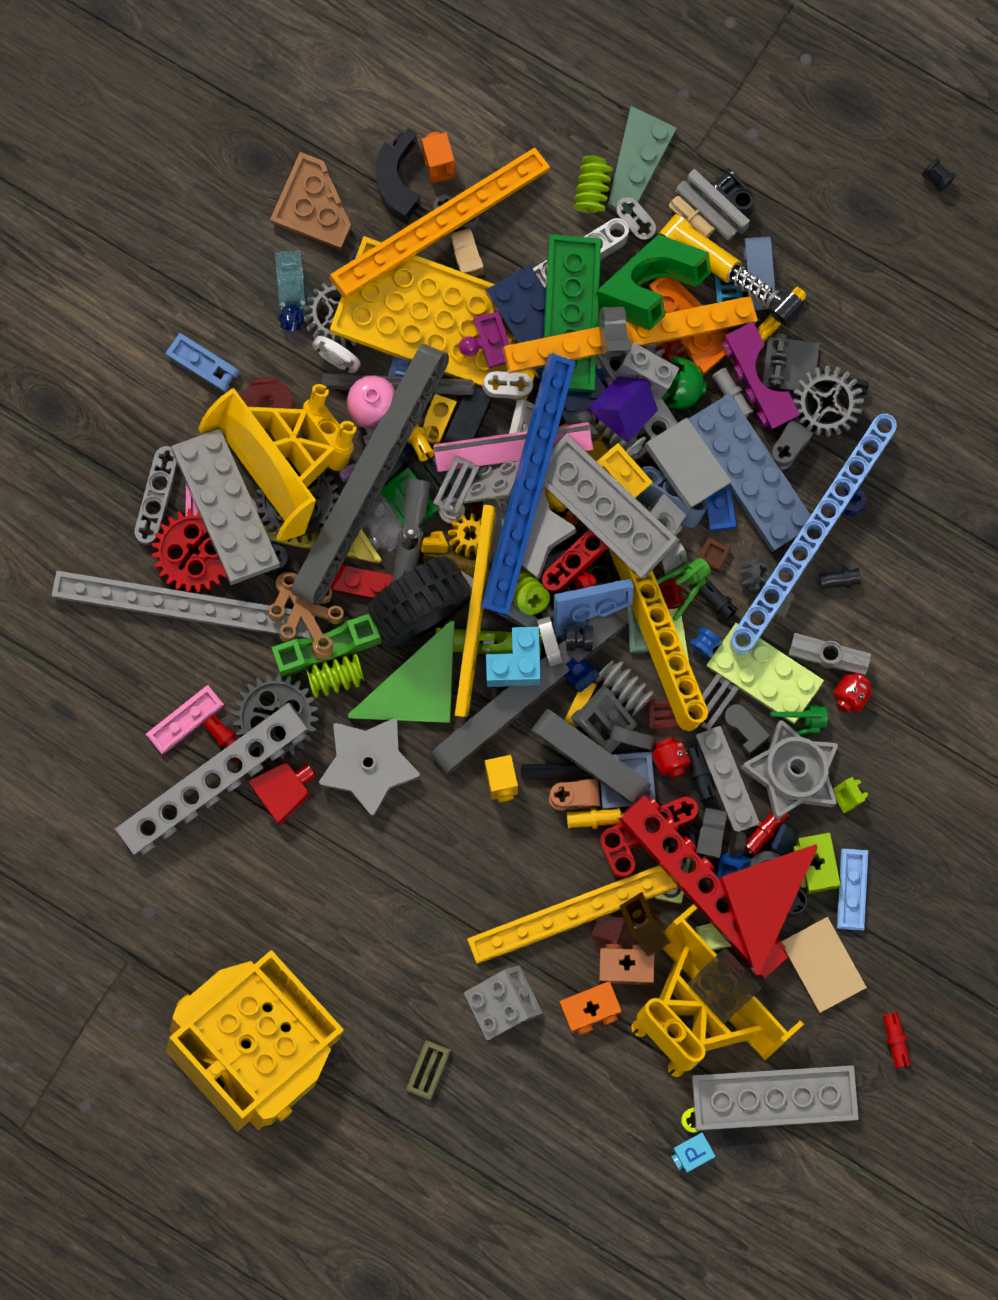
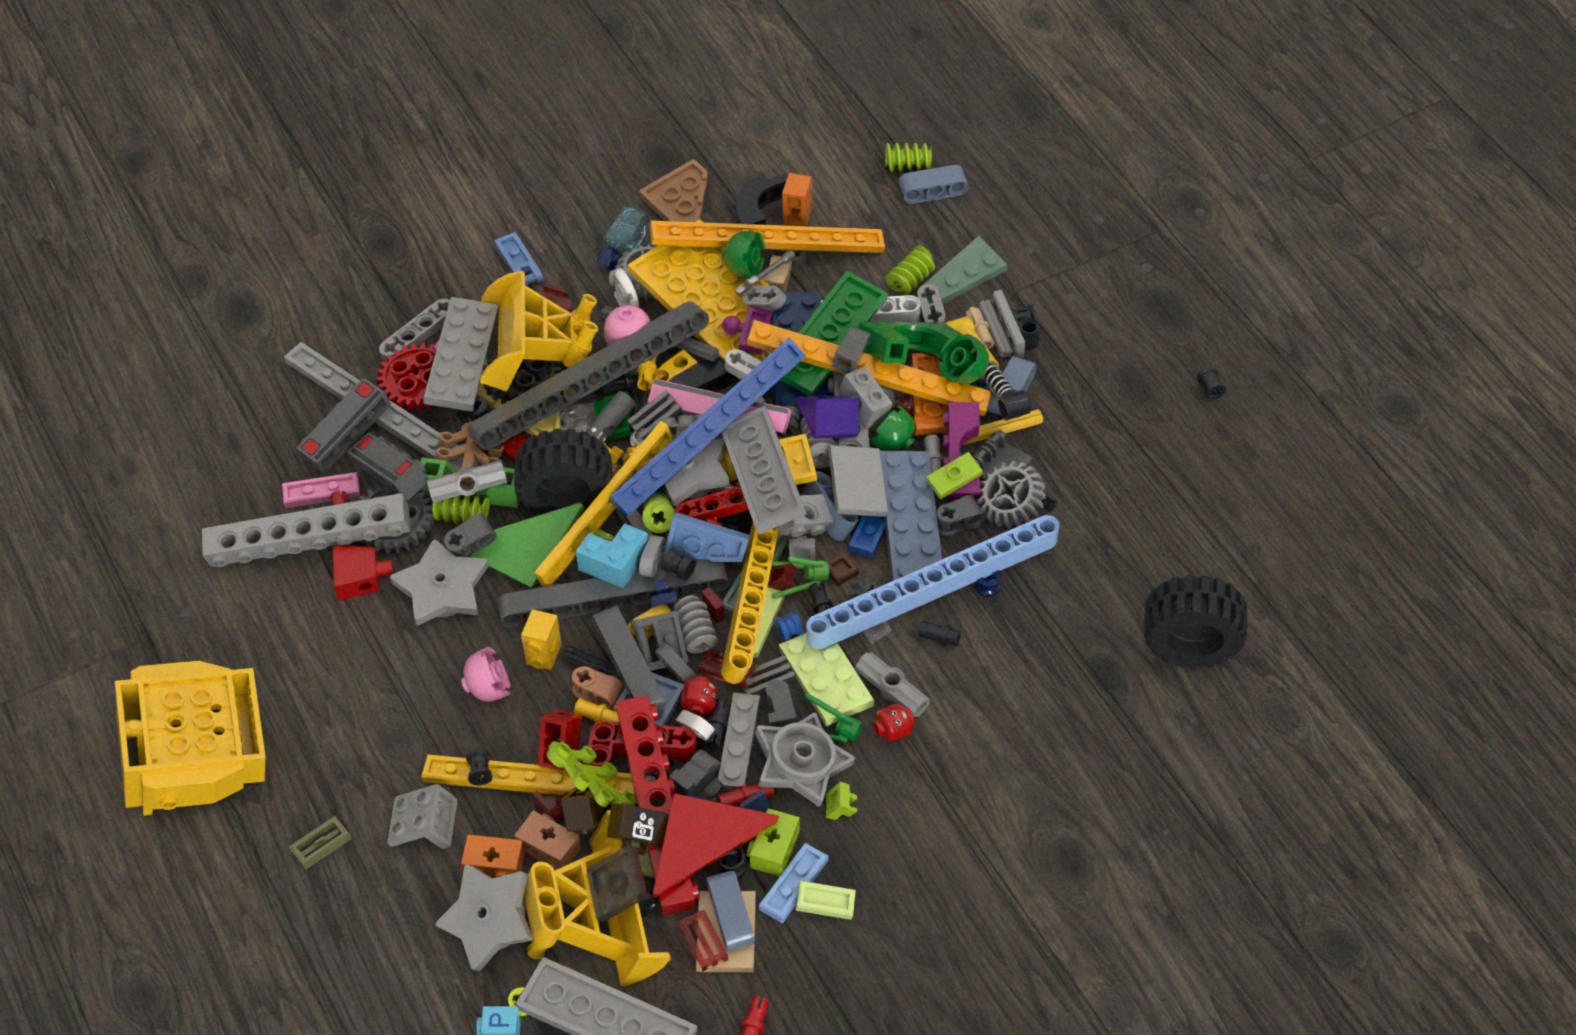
camera: 30 degrees right, 25 degrees down
(166, 647) = (343, 426): none -> dark grey brick
(245, 672) = (389, 465): none -> dark grey brick
(335, 655) = (450, 486): none -> light grey piece
(370, 701) = (471, 534): none -> dark grey piece
(436, 262) = (743, 254): none -> green cylinder
(458, 291) = (784, 259): none -> flat silver piece
(472, 838) = (485, 676): none -> bright pink cylinder
(484, 306) = (765, 293): none -> light grey beam
(510, 42) = (908, 157): none -> lime piece
(527, 932) = (479, 767): none -> black bush
(552, 63) = (933, 184): none -> sand blue beam
(577, 855) = (558, 727): none -> red torso
(610, 896) = (587, 775): none -> lime plant
(626, 655) = (714, 604): none -> dark red tile
(628, 1047) = (488, 914): none -> light grey plate
(686, 789) = (697, 724): none -> white beam
(710, 924) = (637, 826): none -> dark brown piece
(716, 283) = (964, 359): none -> green cylinder
(770, 411) = (954, 475): none -> lime plate
(822, 949) = (730, 910): none -> sand blue beam
(832, 1000) = (712, 959): none -> clear red tile
(890, 893) = (825, 900): none -> yellowish green tile

